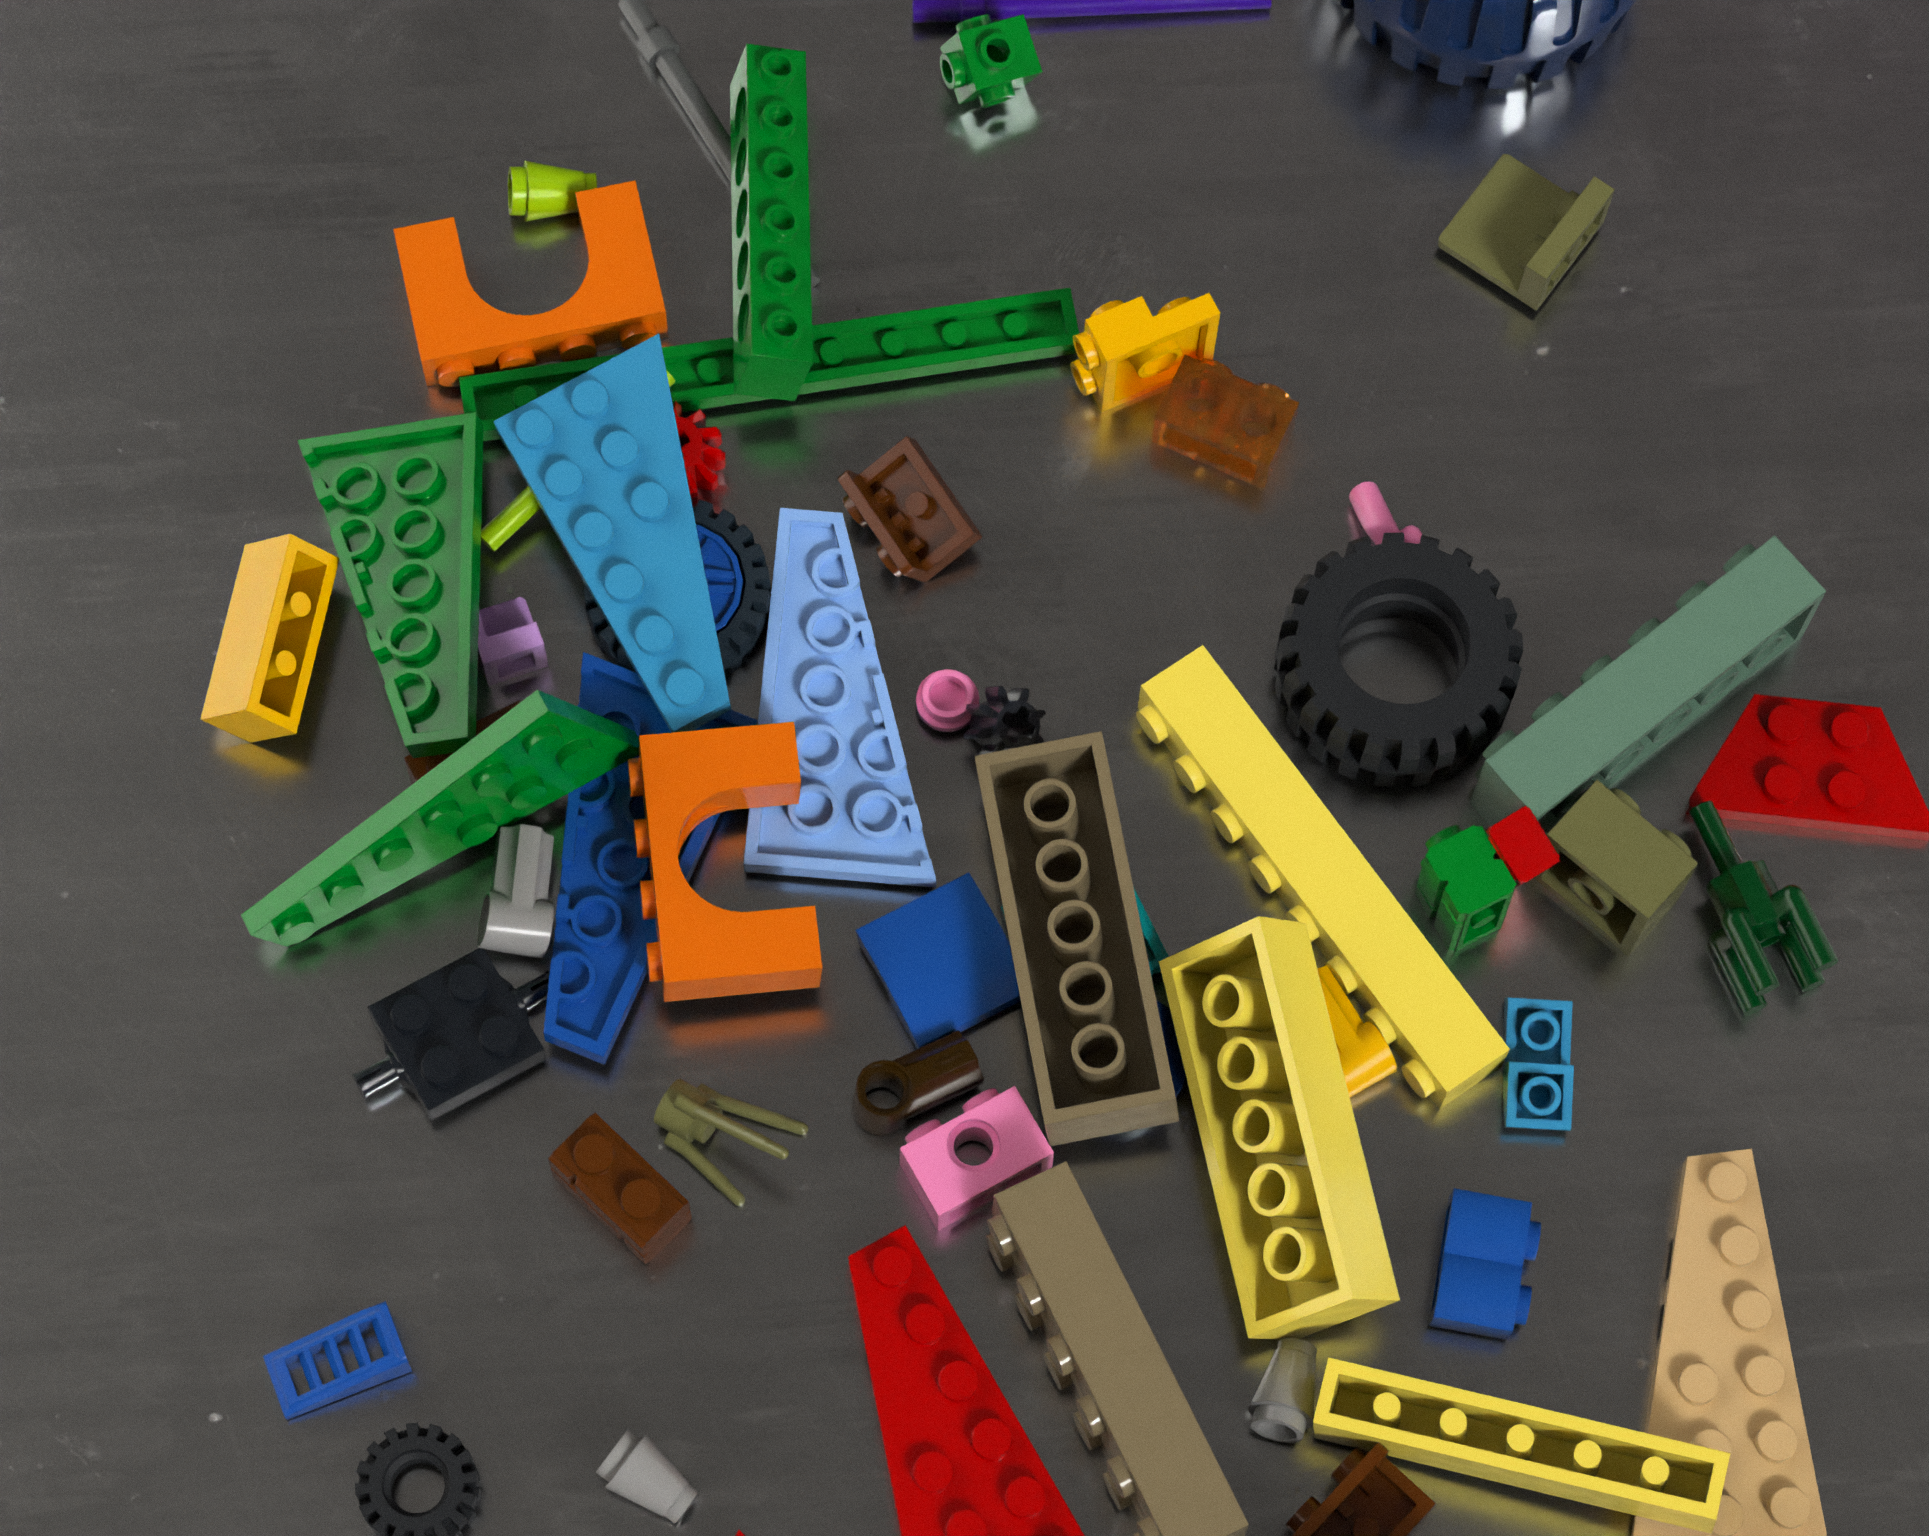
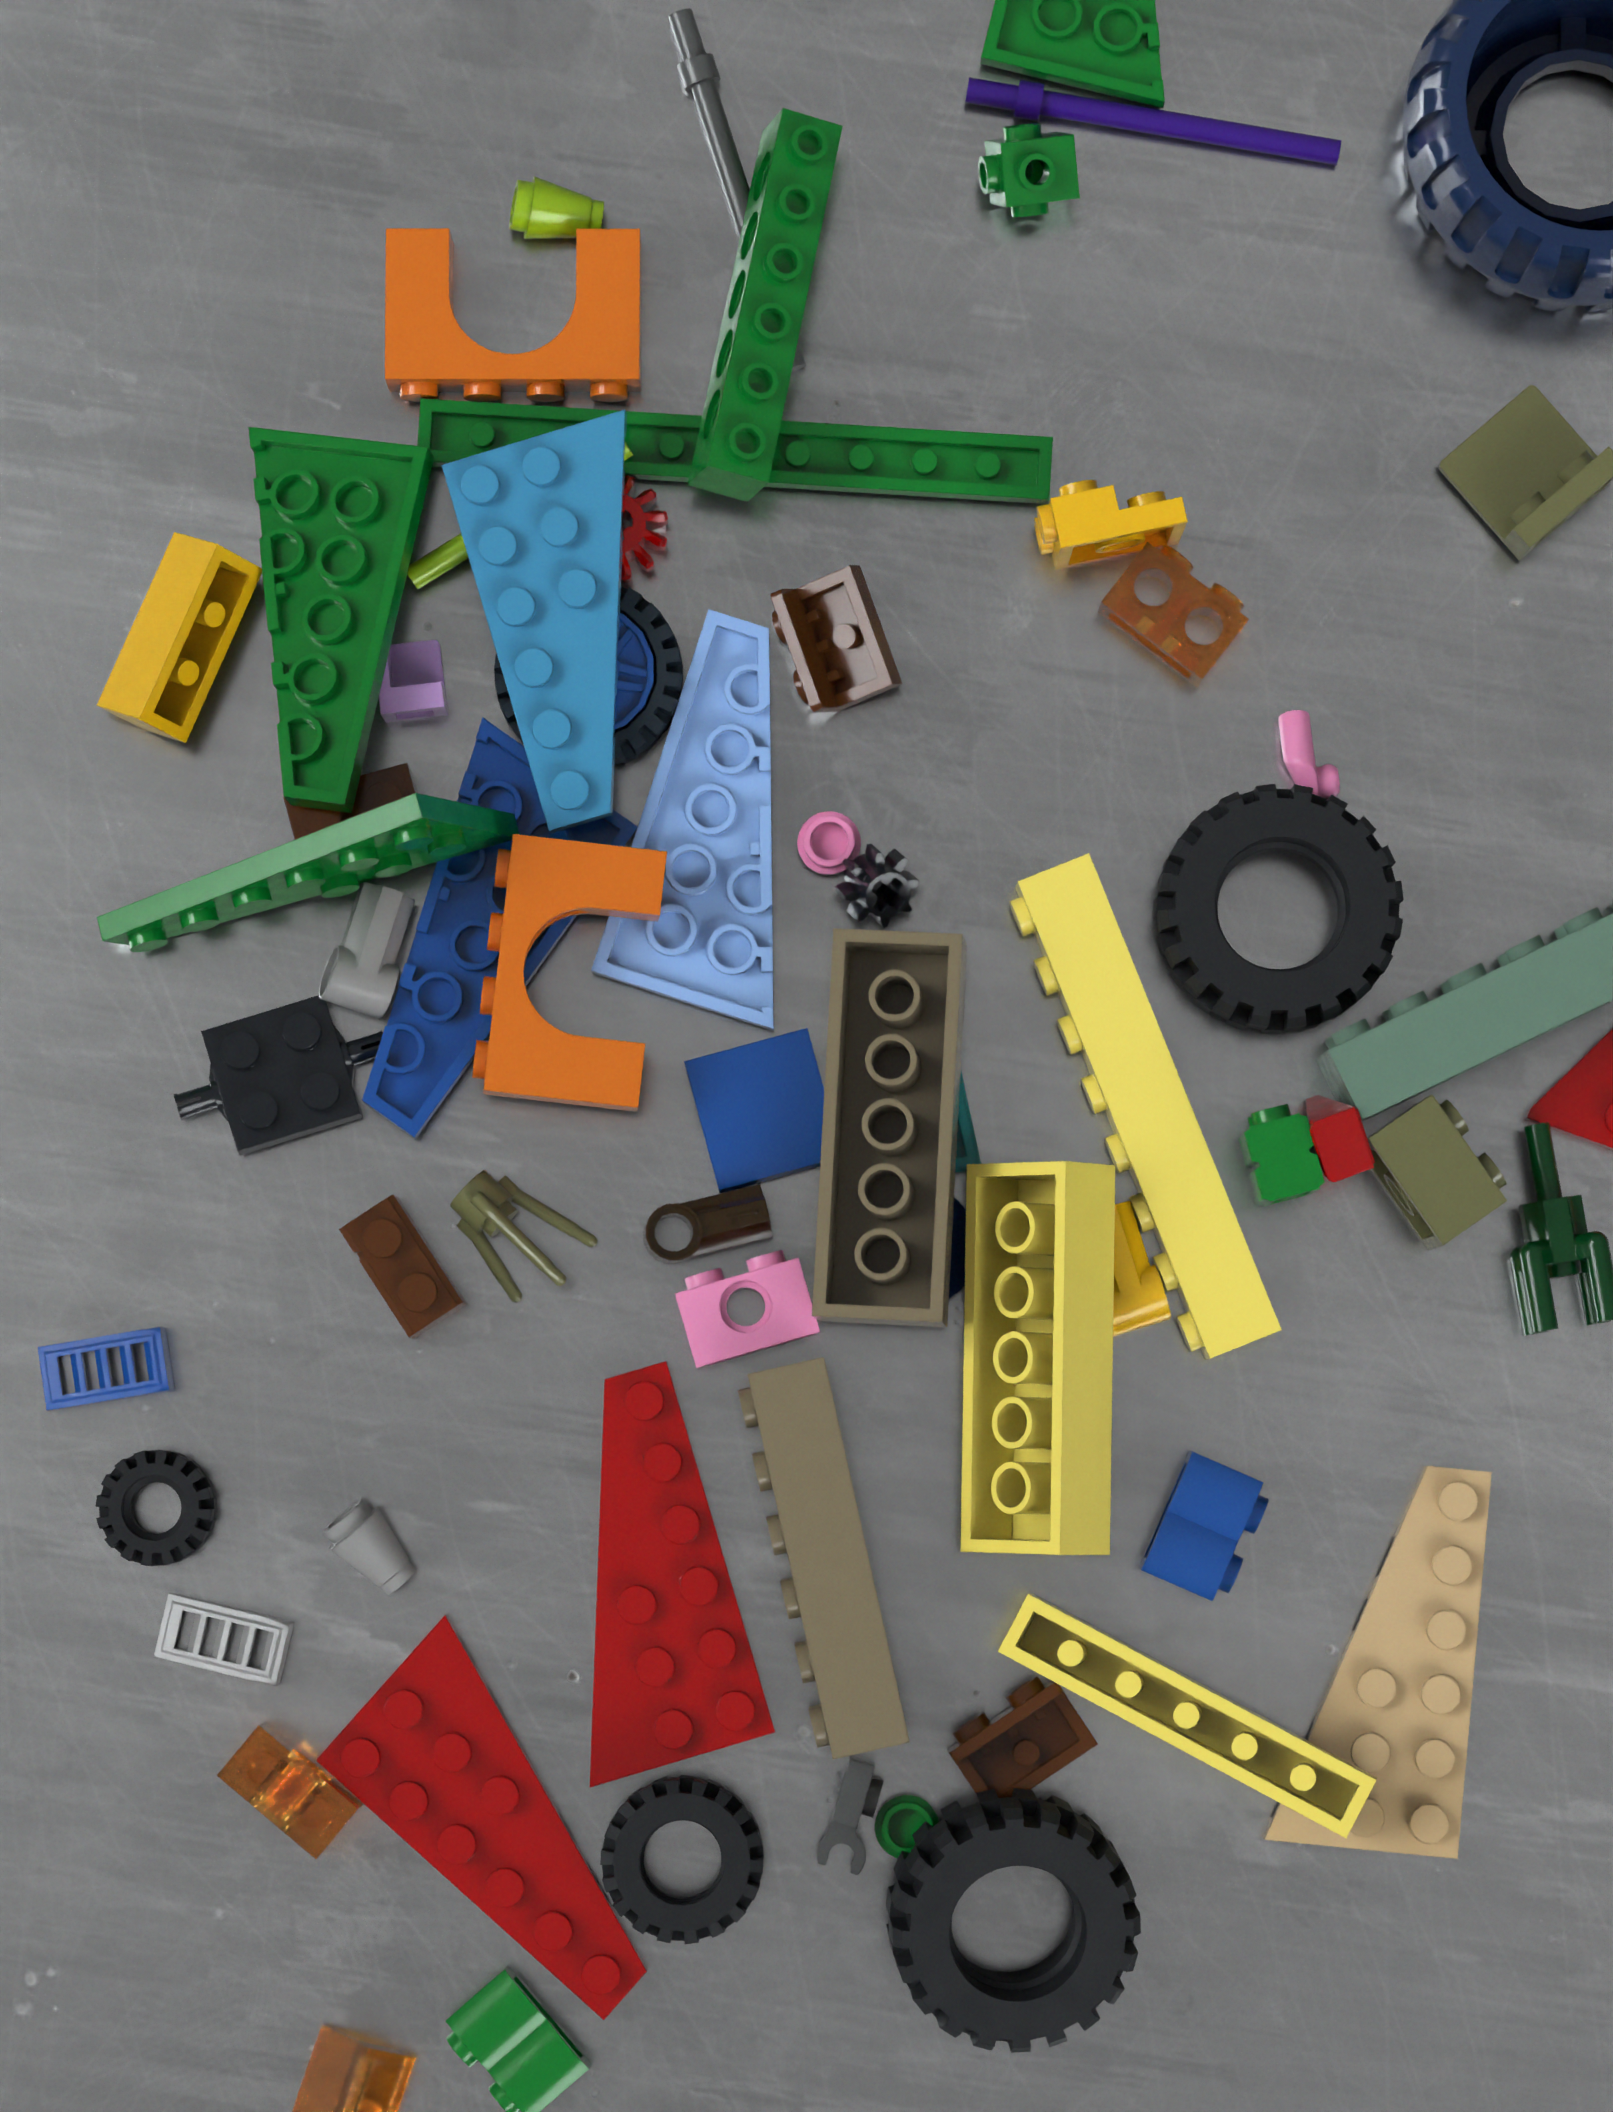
camera: 15 degrees right, 15 degrees up
(1286, 1393) = (986, 1604): light grey cone -> none
(1538, 1064) = (1310, 1340): dark azure slope -> none

